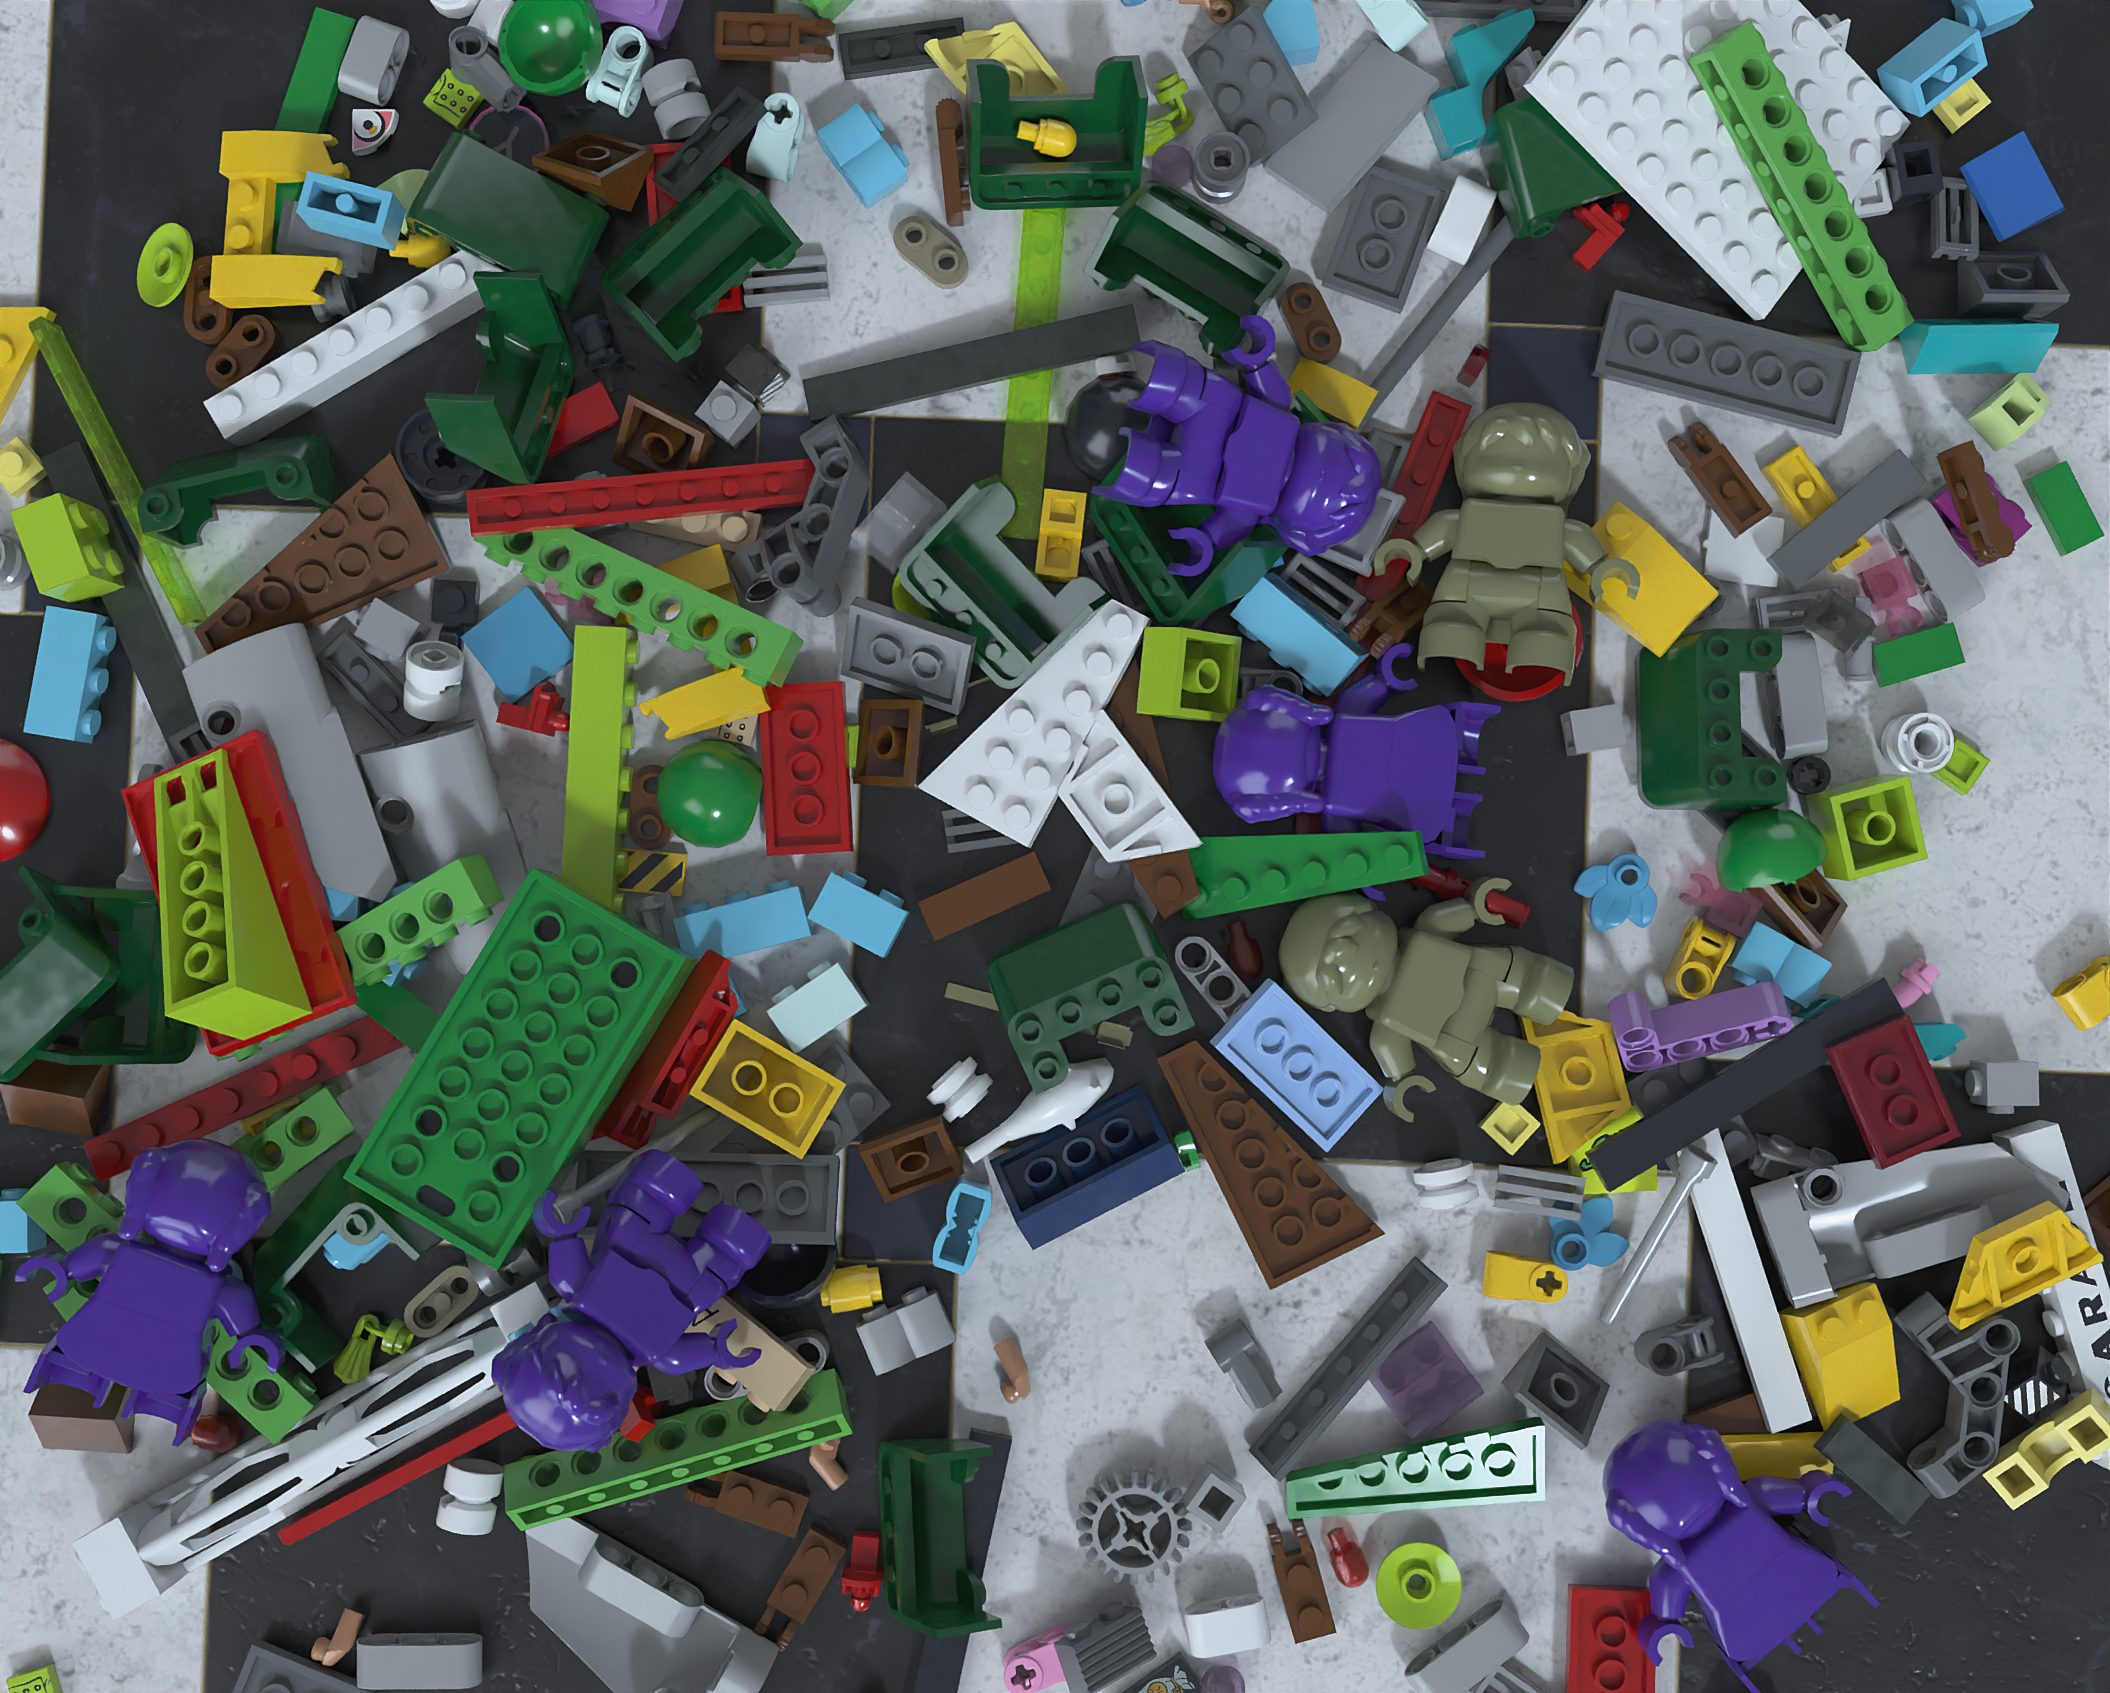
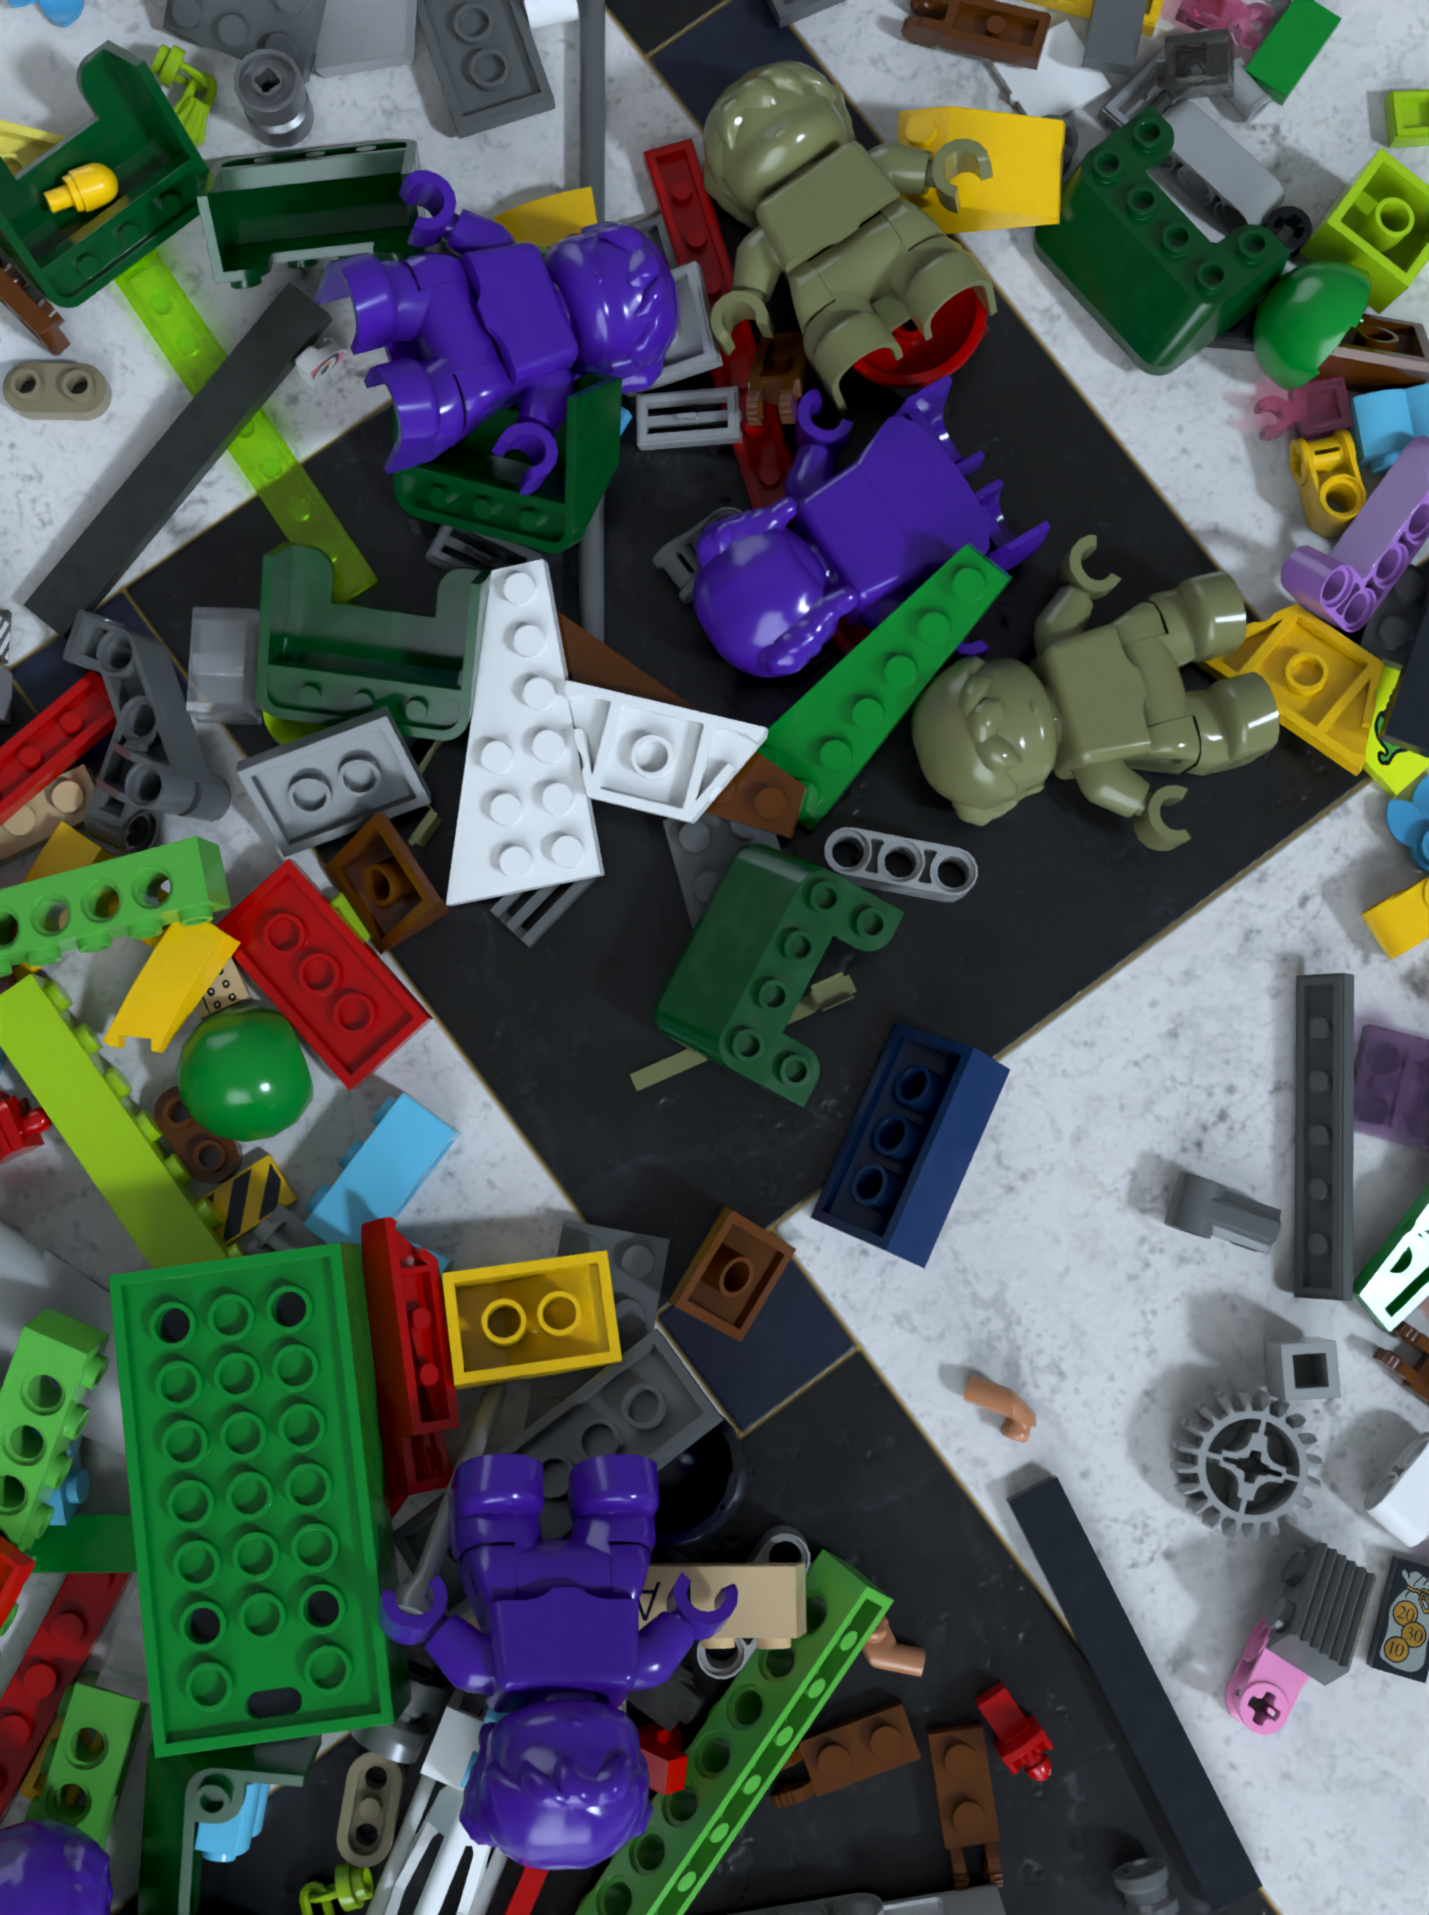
camera: 40 degrees left, 5 degrees down
(817, 1006) = (517, 1199): light aqua brick -> none
(852, 1289) = (777, 1454): yellow brick -> none
(859, 913) = (486, 1073): medium azure brick -> none
(905, 1330) = (863, 1453): light grey brick -> none
(925, 1536) = (1050, 1647): dark green windscreen -> none
(959, 1089) = (724, 1166): white wheel -> none
(960, 1235) = (840, 1314): medium azure brick -> none
(984, 896) = (597, 960): reddish brown tile -> none
(1056, 1106) = (827, 1113): white piece -> none
(1060, 535) = (395, 557): yellow slope -> none
(1095, 420) = (349, 423): black cylinder -> none
(1172, 166) = (228, 136): clear purple tile -> none
(1186, 1149) = (994, 1046): green tile -> none
(1188, 674) = (623, 584): lime brick -> none
(1244, 953) = (894, 814): clear red cylinder -> none
(1274, 1189) = (1105, 1017): reddish brown wing -> none
(1297, 1064) = (1033, 876): light blue plate -> none
(1299, 635) = (700, 469): medium azure brick -> none
(1309, 322) = (476, 177): reddish brown plate -> none
(1445, 1183) = (1269, 879): white wheel -> none
(1449, 885) = (1034, 593): red pin -> none
(1473, 365) = (663, 102): dark red tile -> none
(1509, 1126) = (1282, 777): light yellow plate -> none
(1576, 1198) = (1403, 793): light grey tile -> none
(1595, 729) = (1052, 342): light grey brick -> none
(1614, 898) = (1203, 485): dark azure plate -> none
(1935, 741) = (1360, 122): white wheel -> none

